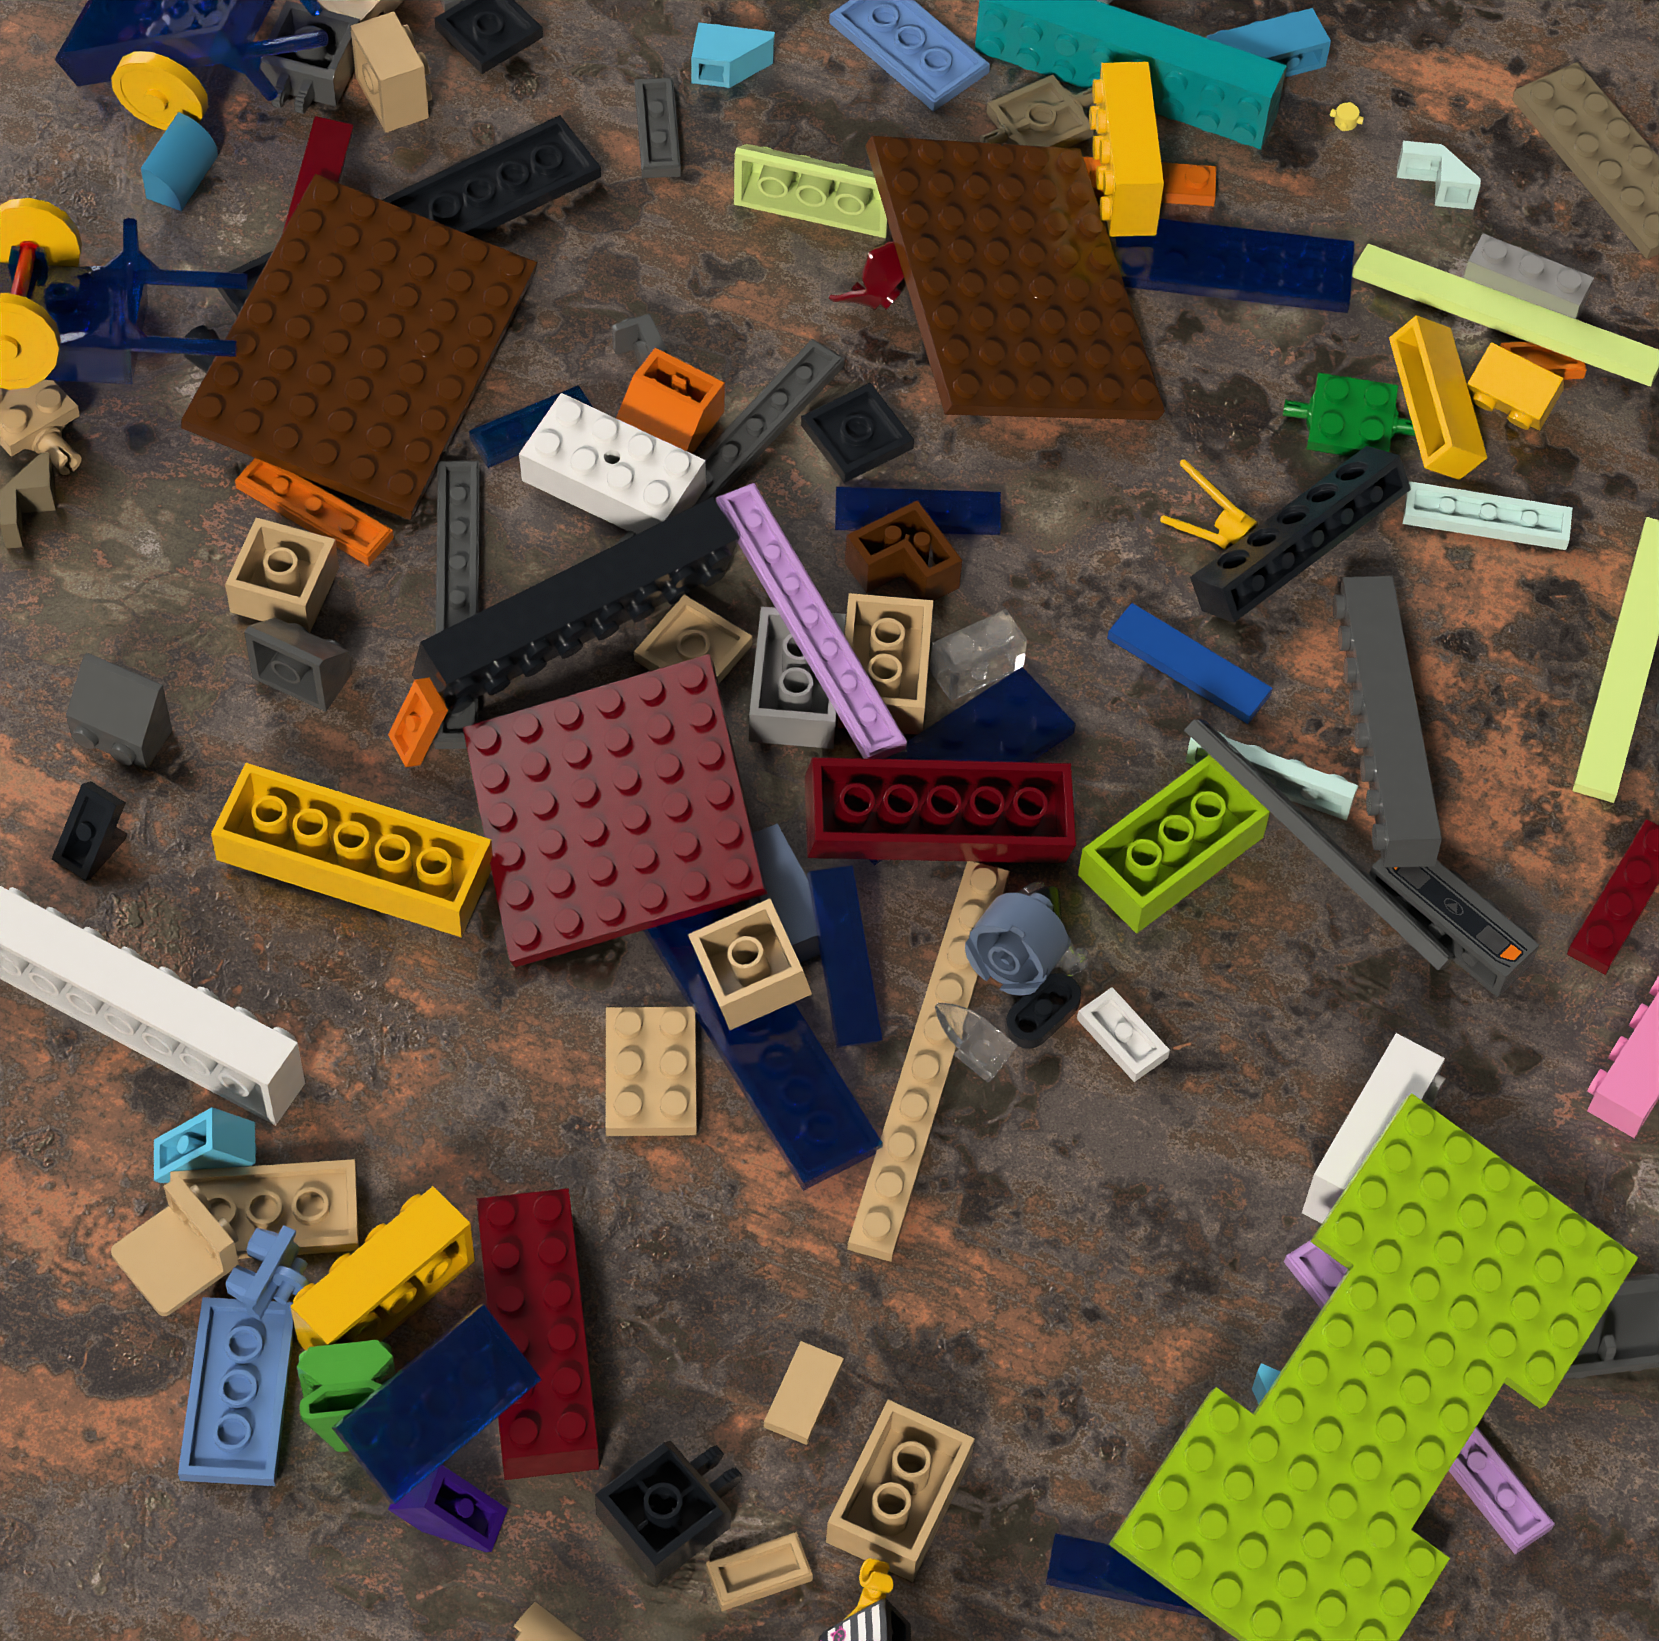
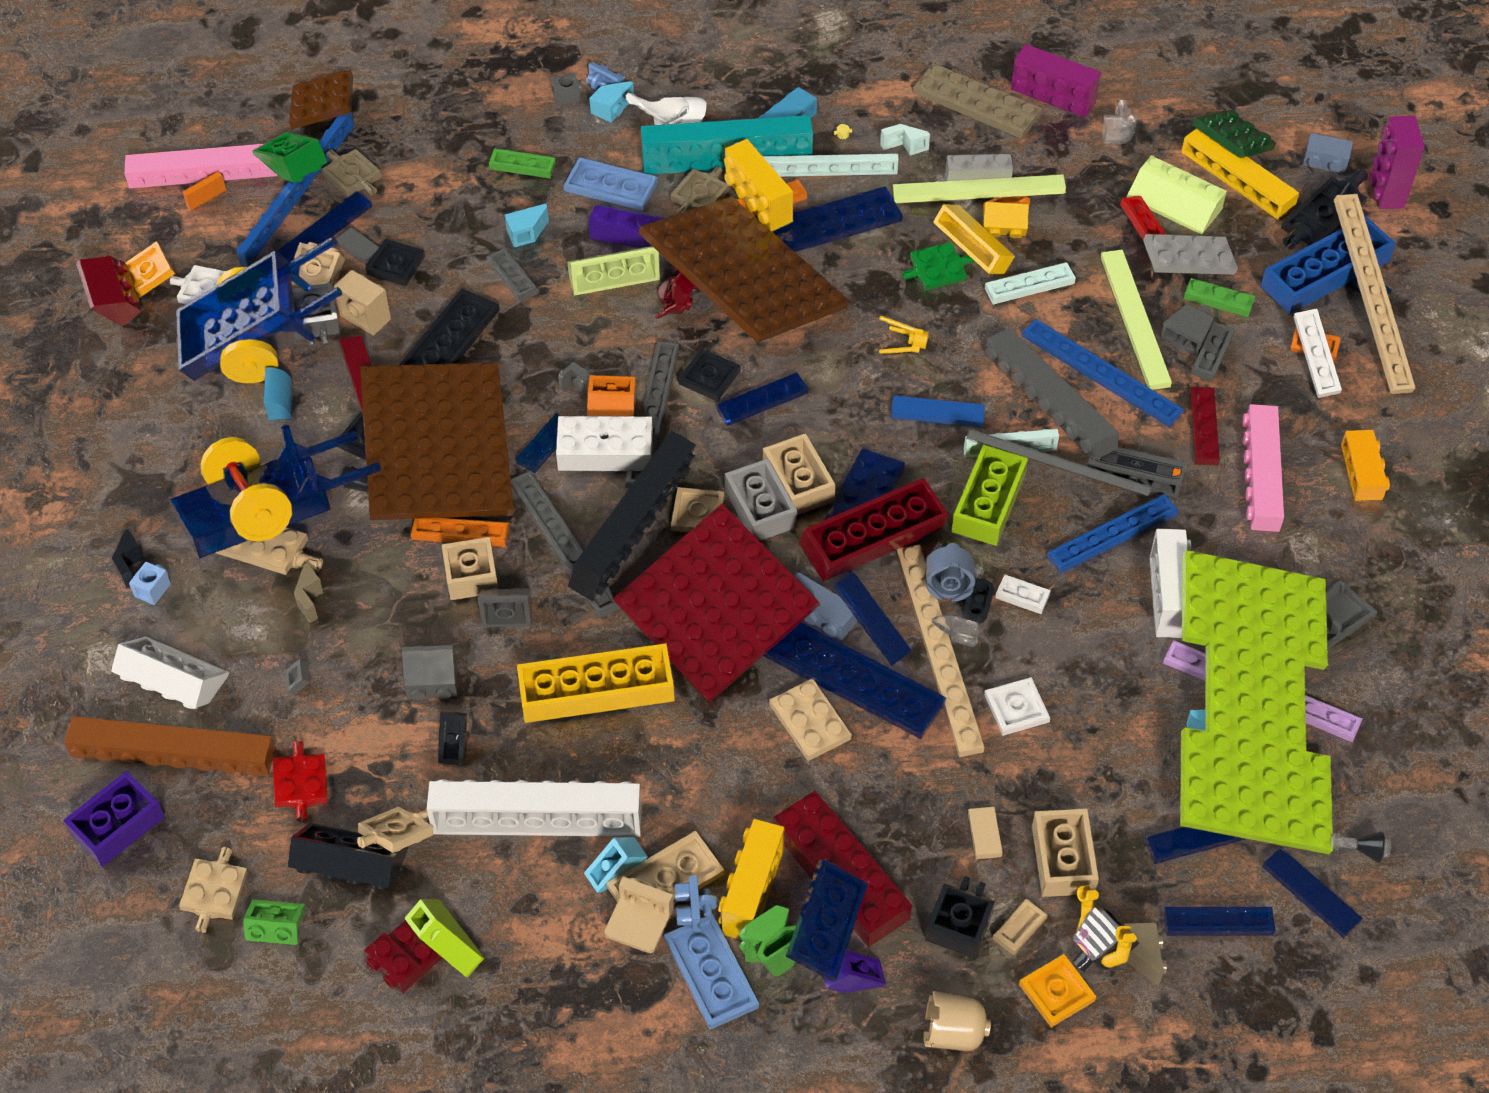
camera: 25 degrees left, 5 degrees down
(418, 722) = (588, 606): orange plate -> none
(750, 964) = (833, 641): tan brick -> none
(811, 624) = (757, 470): lavender tile -> none
(865, 106) = (619, 225): none -> dark purple slope
(904, 546) = (772, 416): reddish brown brick -> none
(978, 655) = (840, 450): clear brick -> none
(993, 1214) = (1017, 706): none -> white tile
(1277, 163) = (834, 165): none -> light aqua tile
(1300, 533) = (952, 328): black brick -> none
(1344, 1004) = (1112, 533): none -> blue tile
(1512, 726) = (1103, 373): none -> blue tile

